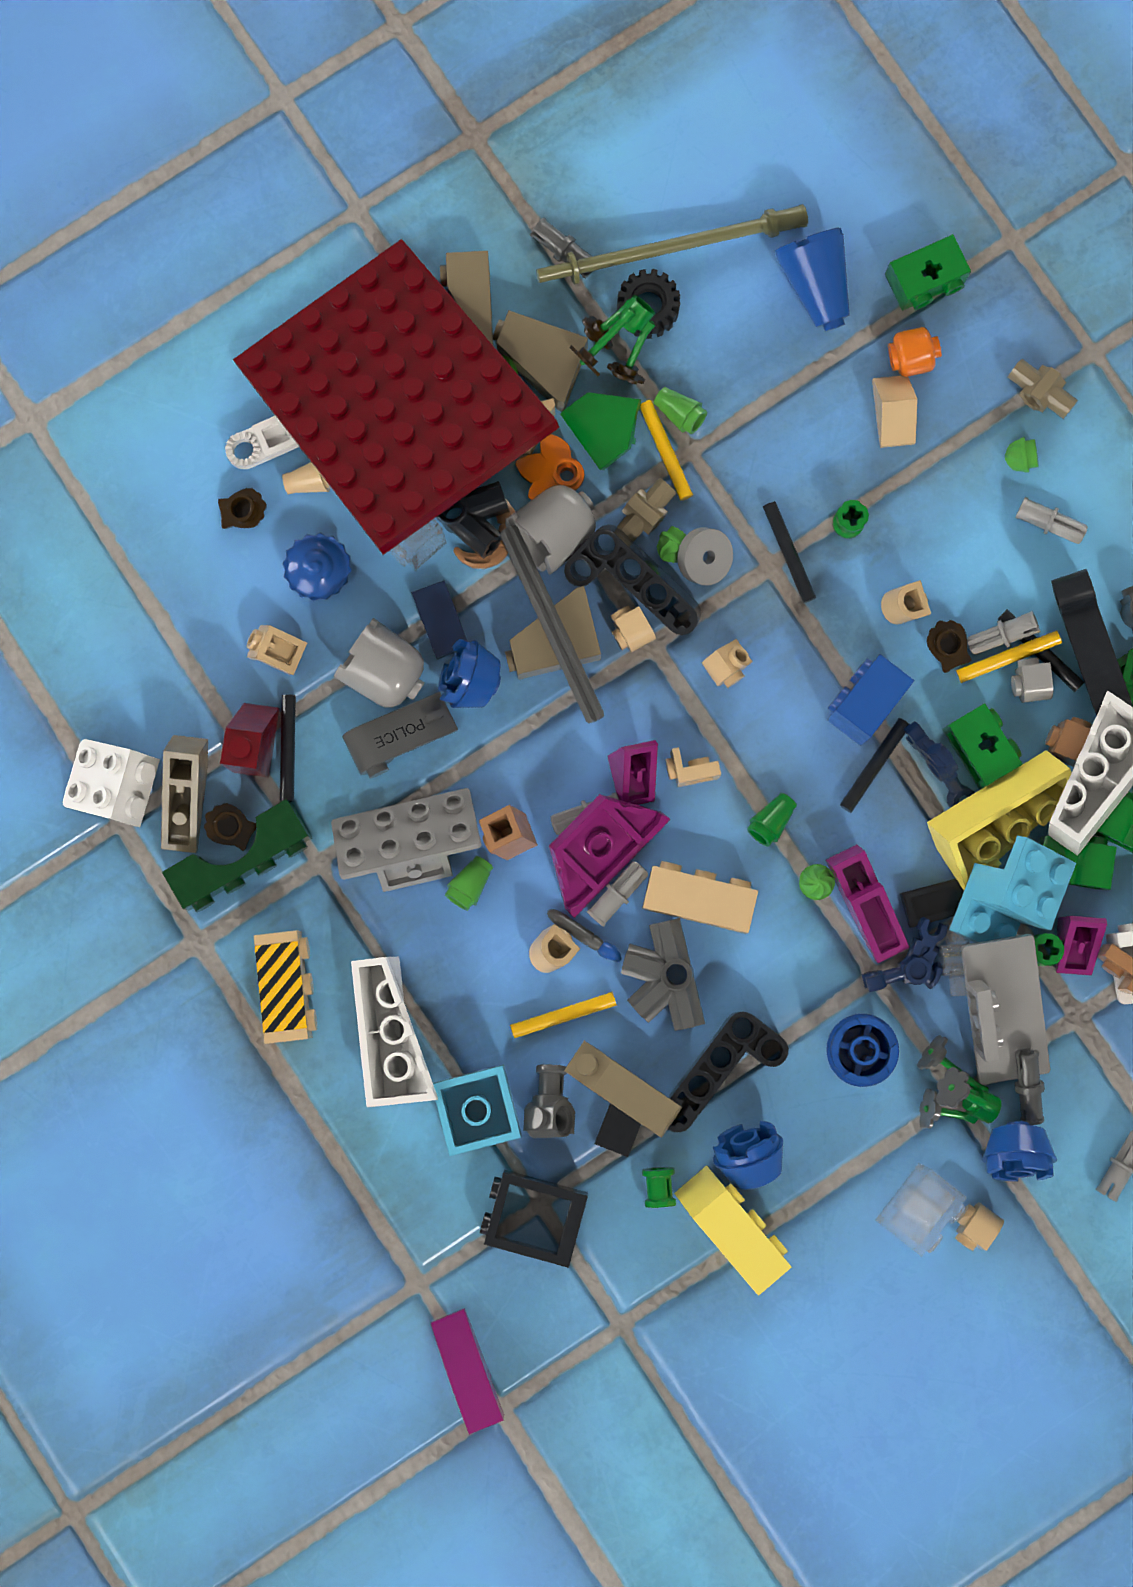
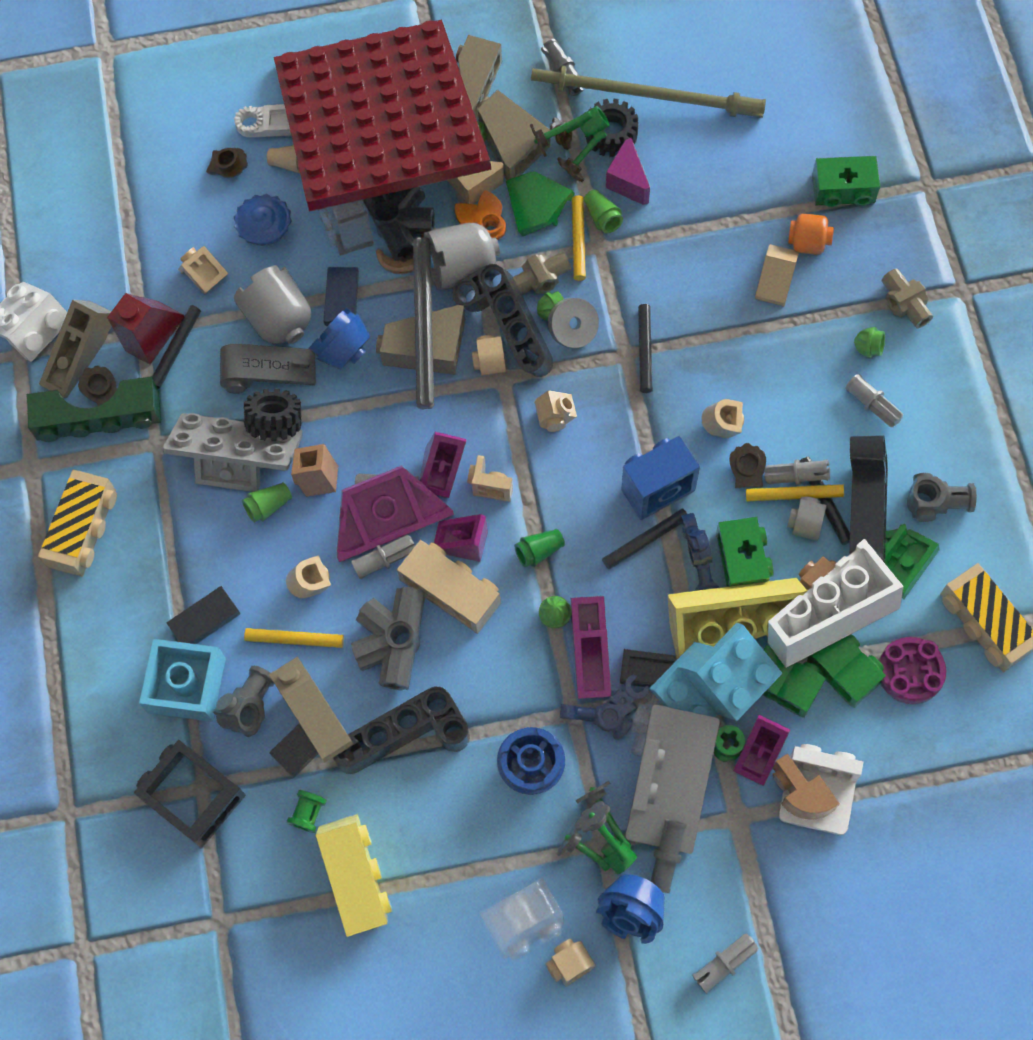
camera: 25 degrees right, 15 degrees down
(388, 1045) = (133, 599): white wedge -> none
(437, 804) = (272, 414): none -> black tyre
(461, 1032) = (204, 617): none -> black tile
(467, 1371) = (68, 902): magenta slope -> none
(584, 935) = (352, 597): dark grey piece -> none
(688, 841) = (463, 536): none -> magenta slope
(692, 356) = (627, 175): none -> magenta slope
(749, 1156) = (394, 813): blue cone -> none
(819, 276) = (755, 148): blue cone -> none
(857, 511) = (706, 329): green bush -> none

